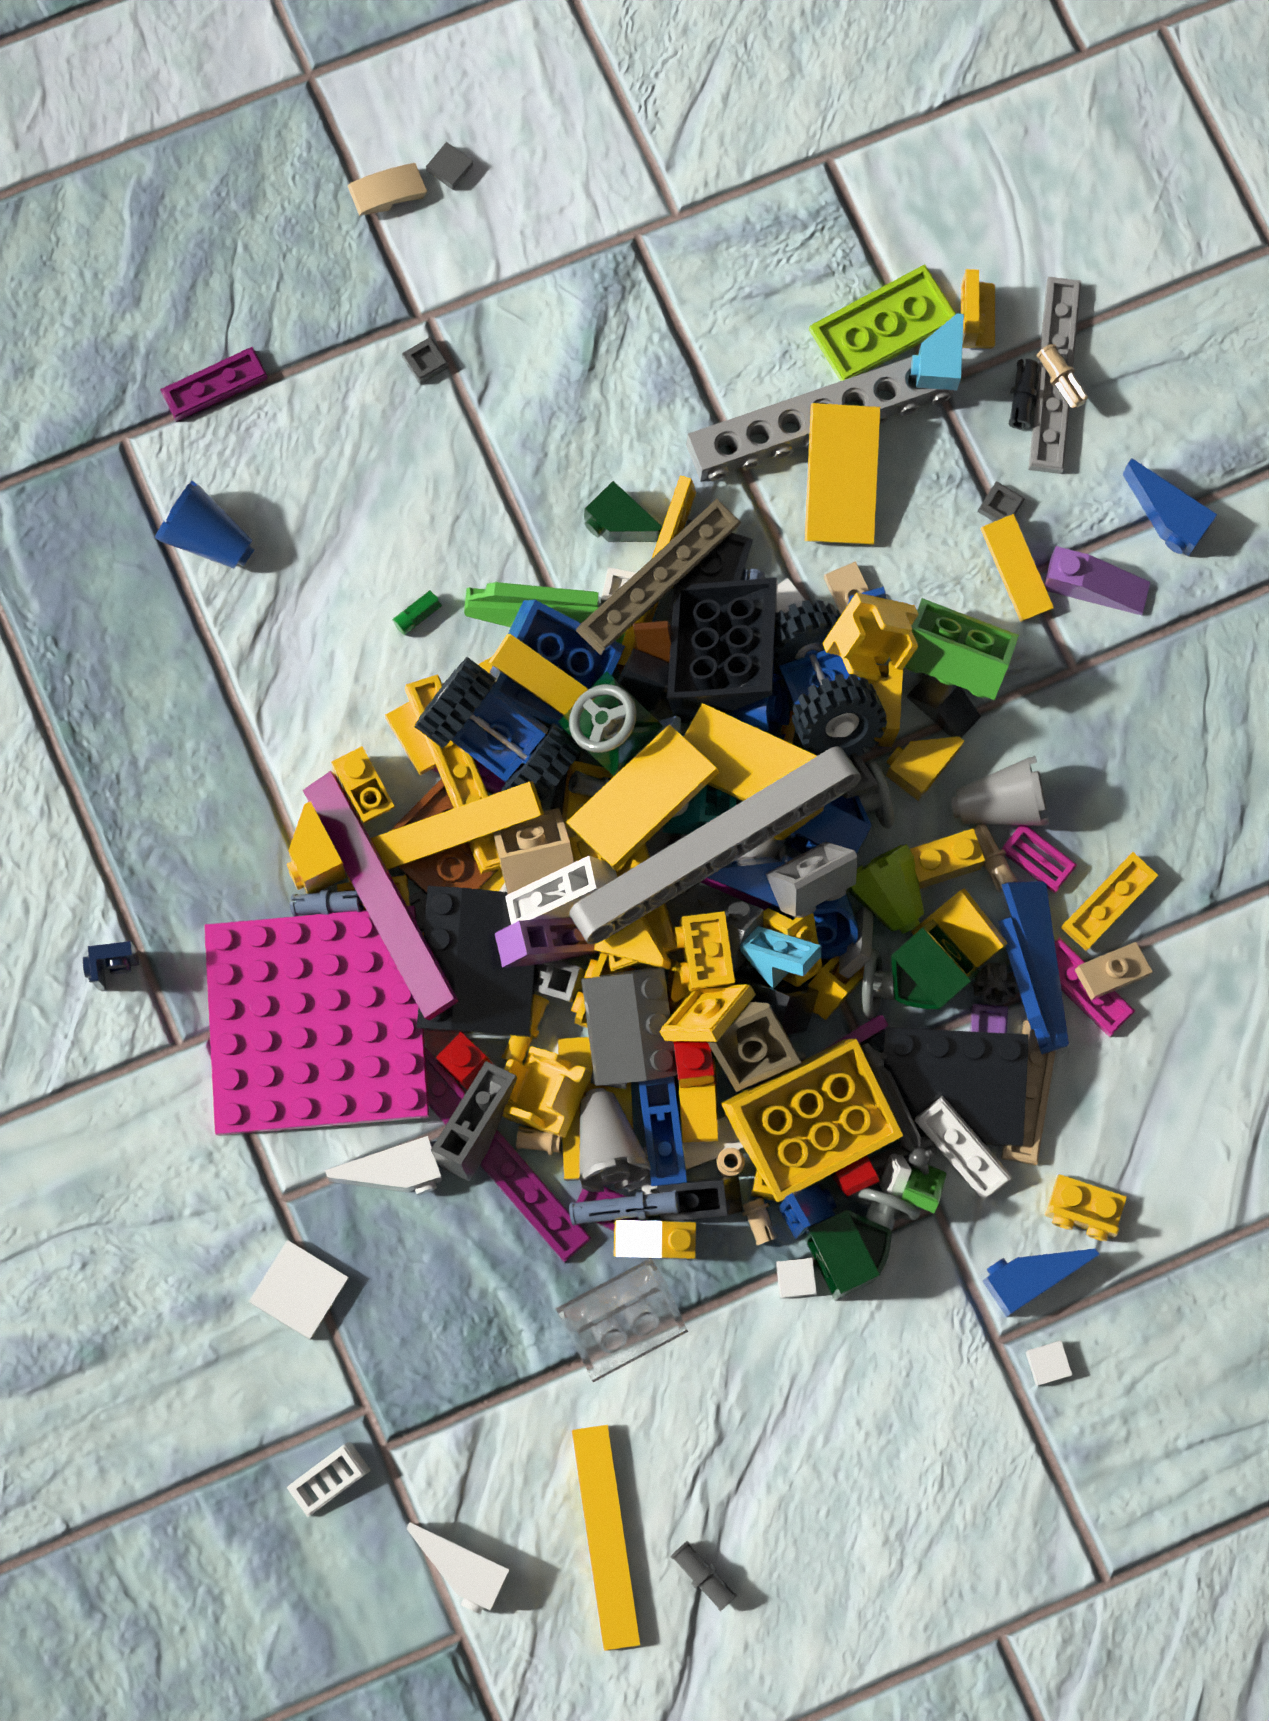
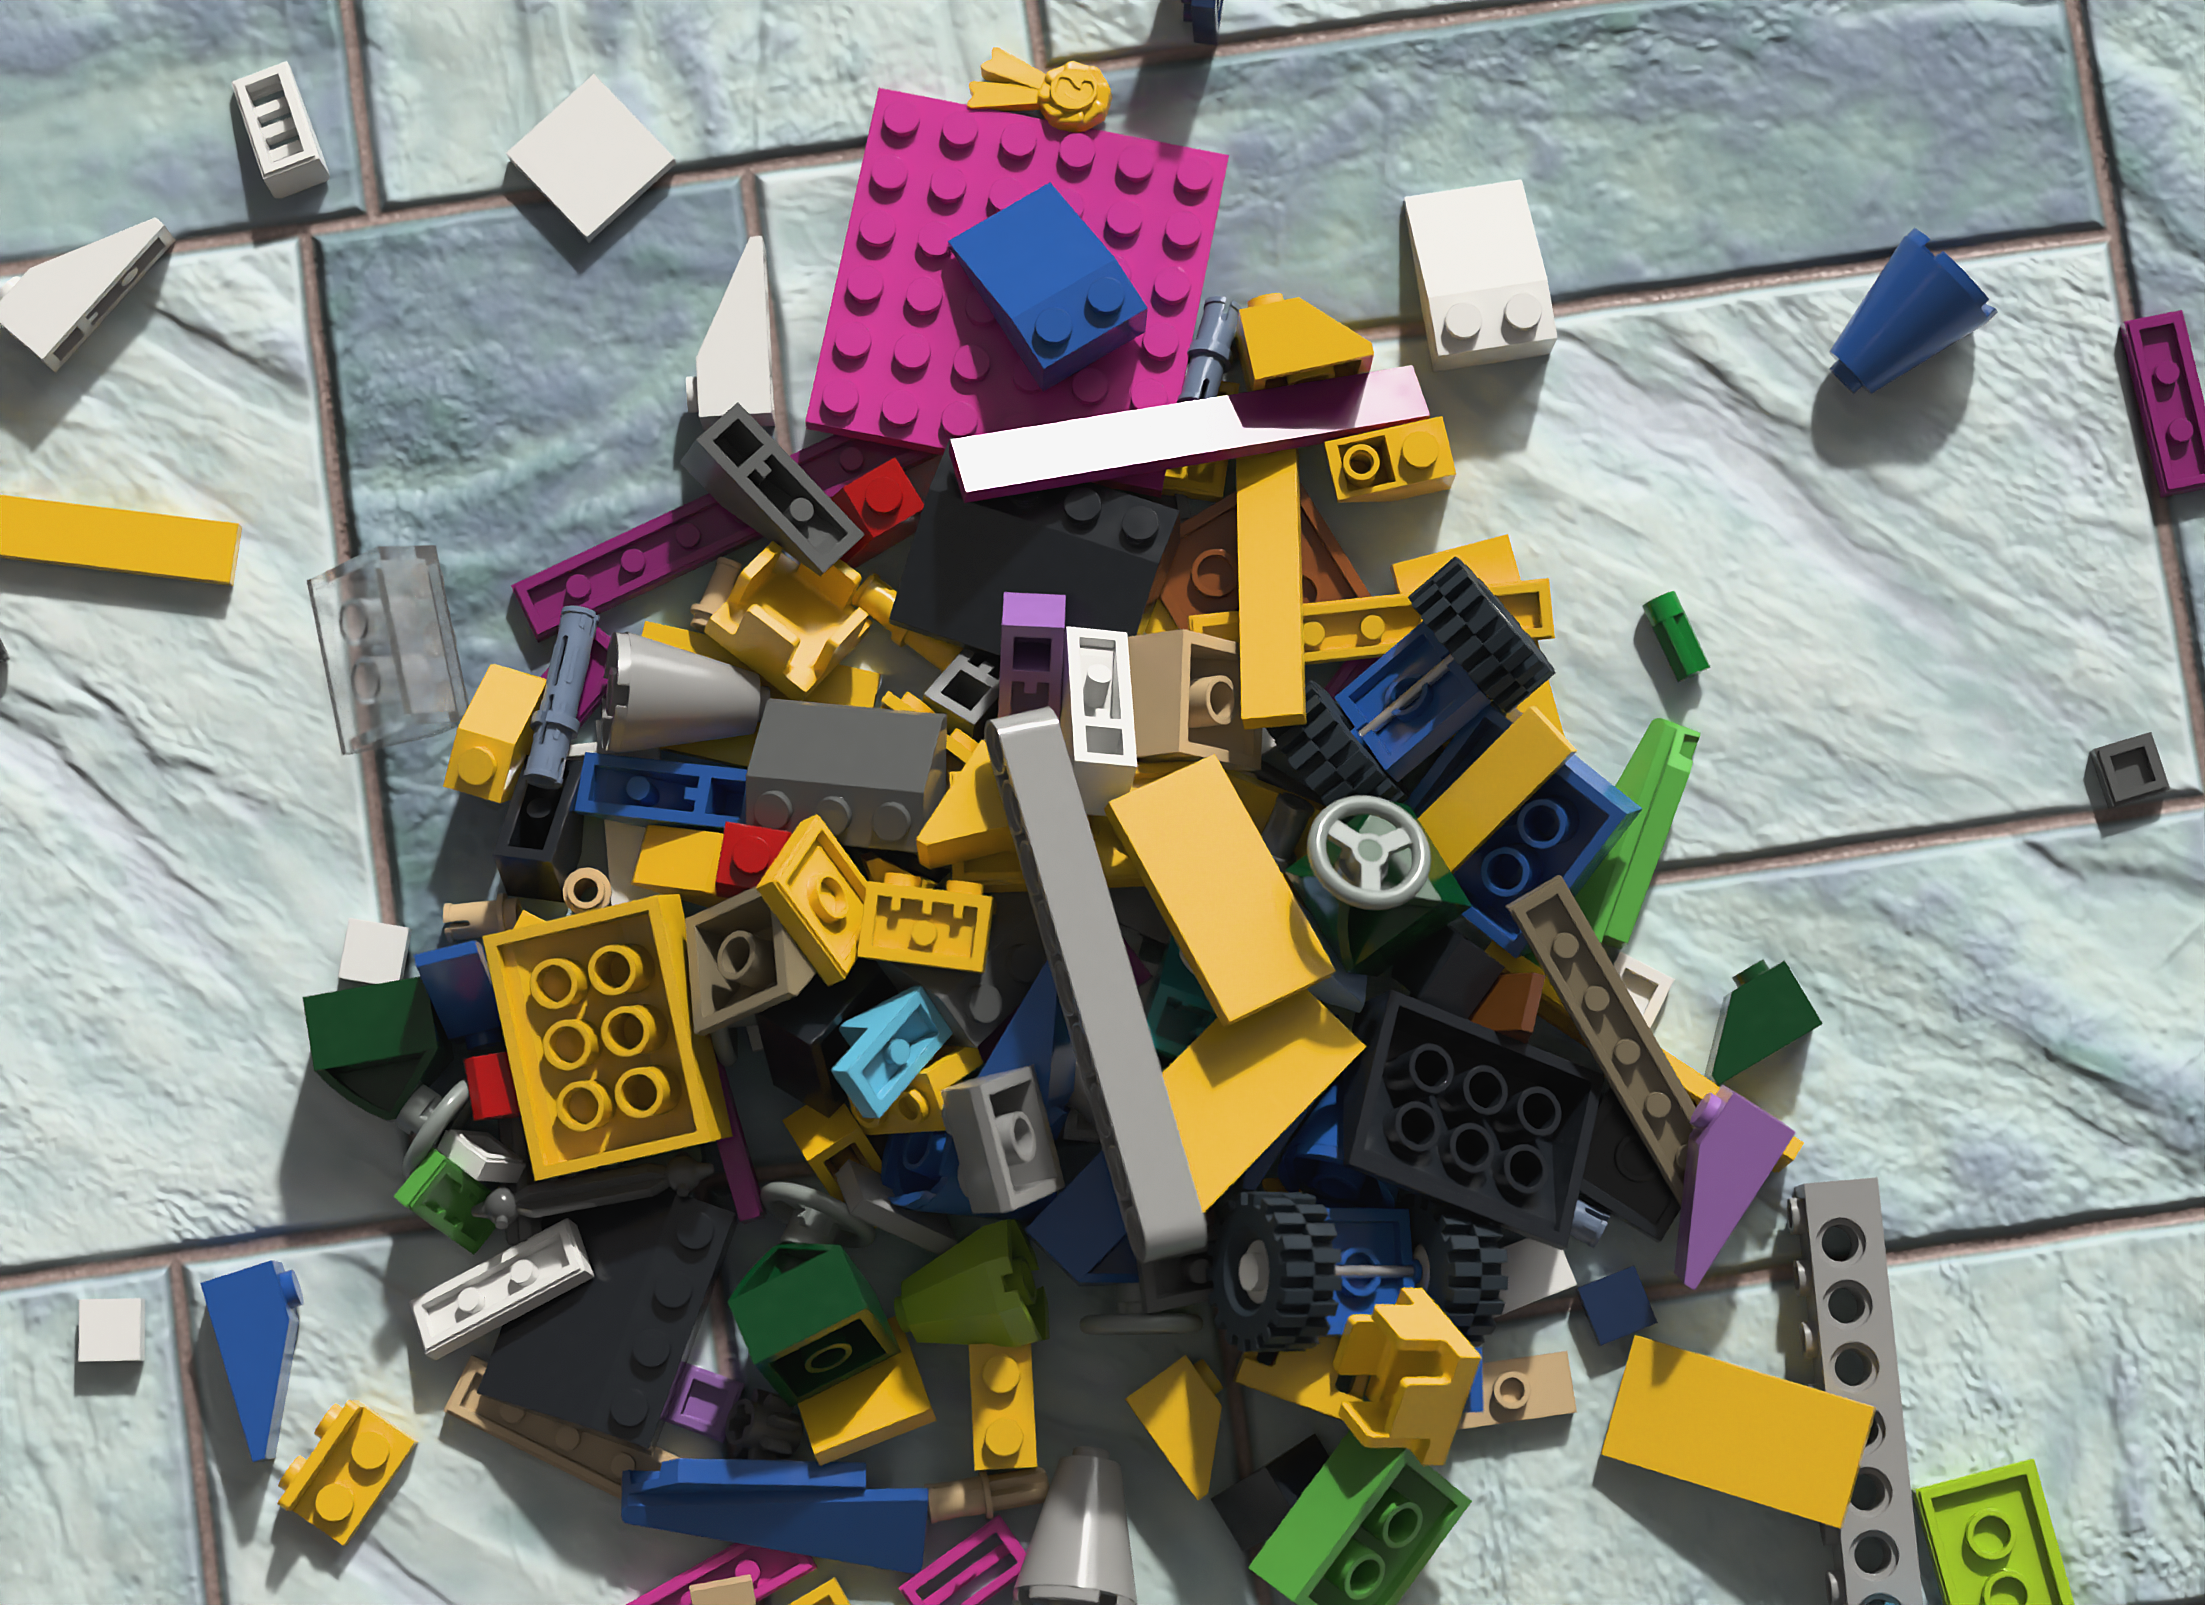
camera: 110 degrees right, 5 degrees up
(192, 1023) = (1068, 97): none -> yellow piece
(238, 768) = (1480, 276): none -> white slope
(311, 997) = (1050, 285): none -> blue slope
(708, 507) = (1725, 1168): none -> medium lavender slope
(792, 556) = (1616, 1305): none -> dark blue tile

